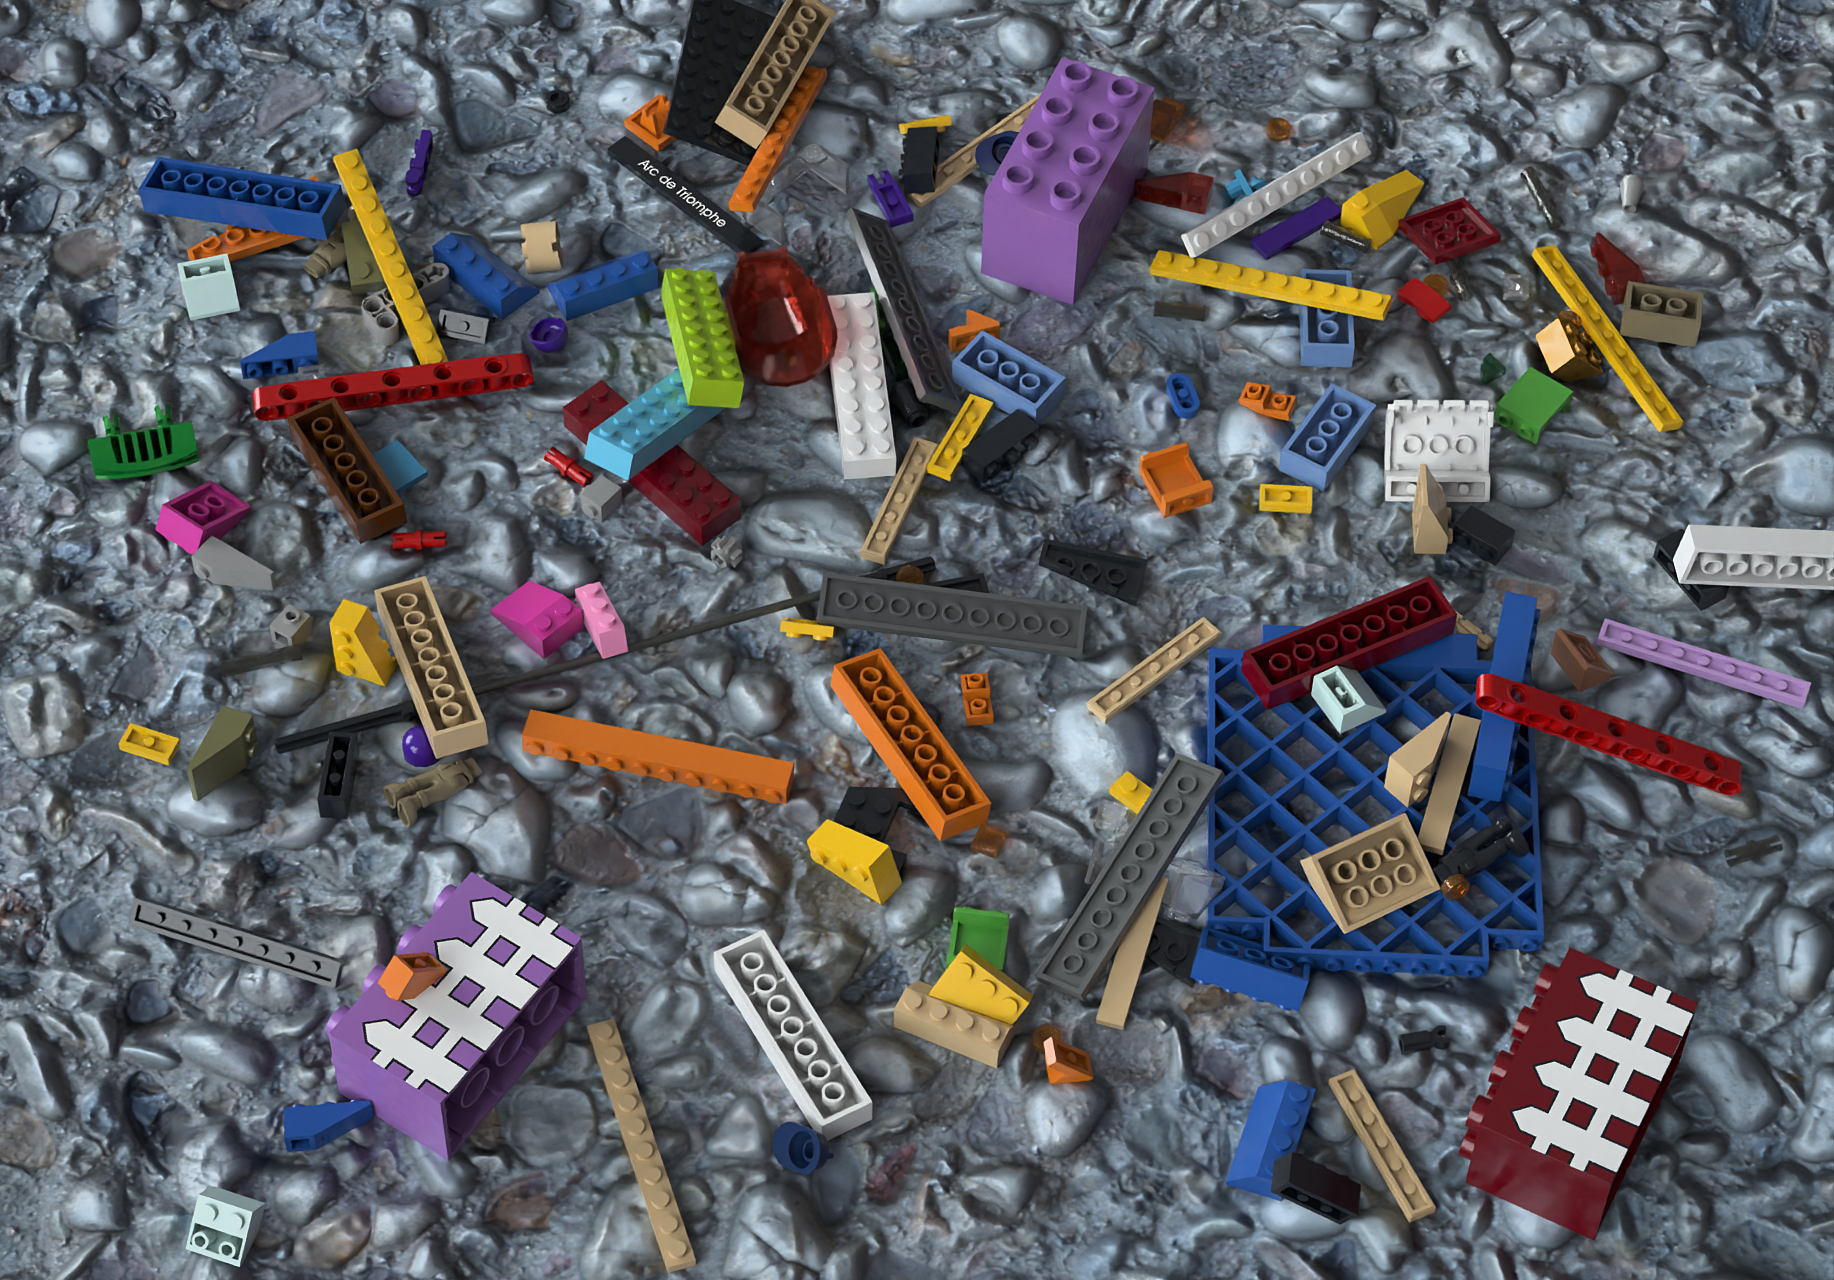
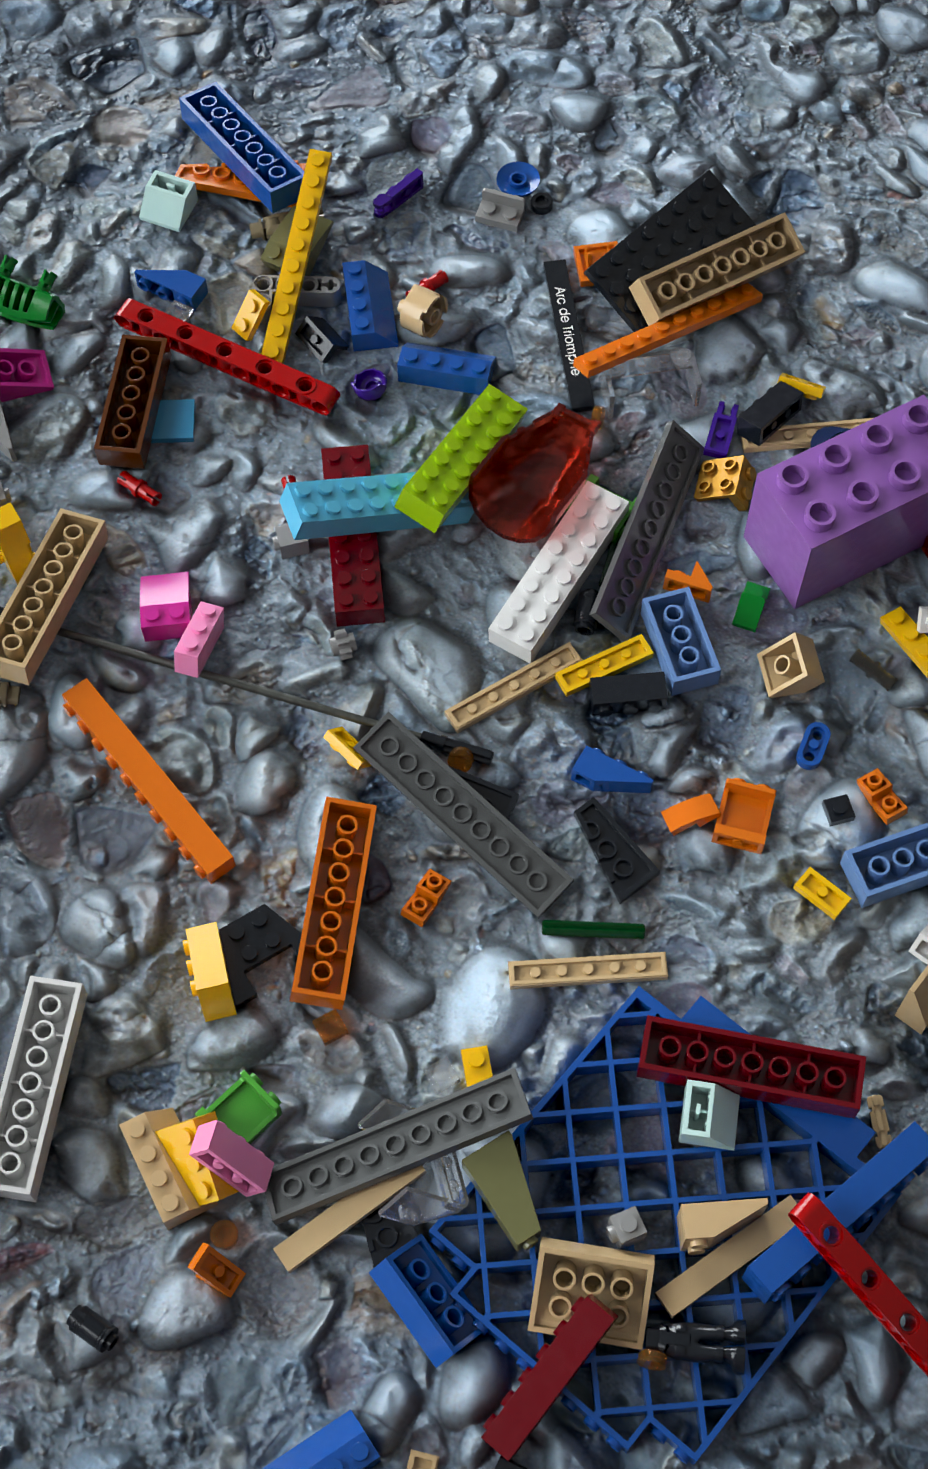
camera: 40 degrees right, 10 degrees up
(386, 338) = (250, 315): none -> yellow plate
(520, 91) = (518, 178): none -> blue dish
(523, 218) = (434, 281): none -> red pin
(527, 126) = (500, 210): none -> light grey bracket
(773, 243) = (599, 414): none -> clear orange tile
(929, 235) = (726, 479): none -> pearl gold bracket
(1008, 1168) = (93, 1328): none -> black head
(1012, 965) = (231, 1158): none -> bright pink brick
(1038, 321) = (751, 606): none -> green slope
(1038, 516) = (605, 774): none -> blue slope
(1112, 347) = (790, 666): none -> tan slope
(1131, 503) = (693, 811): none -> orange slope
(1131, 637) = (593, 929): none -> dark green axle
(1243, 432) = (838, 810): none -> black plate
(1243, 849) = (503, 1187): none -> olive slope
(1357, 811) = (626, 1228): none -> light grey brick
(1391, 948) = (549, 1376): none -> dark red brick

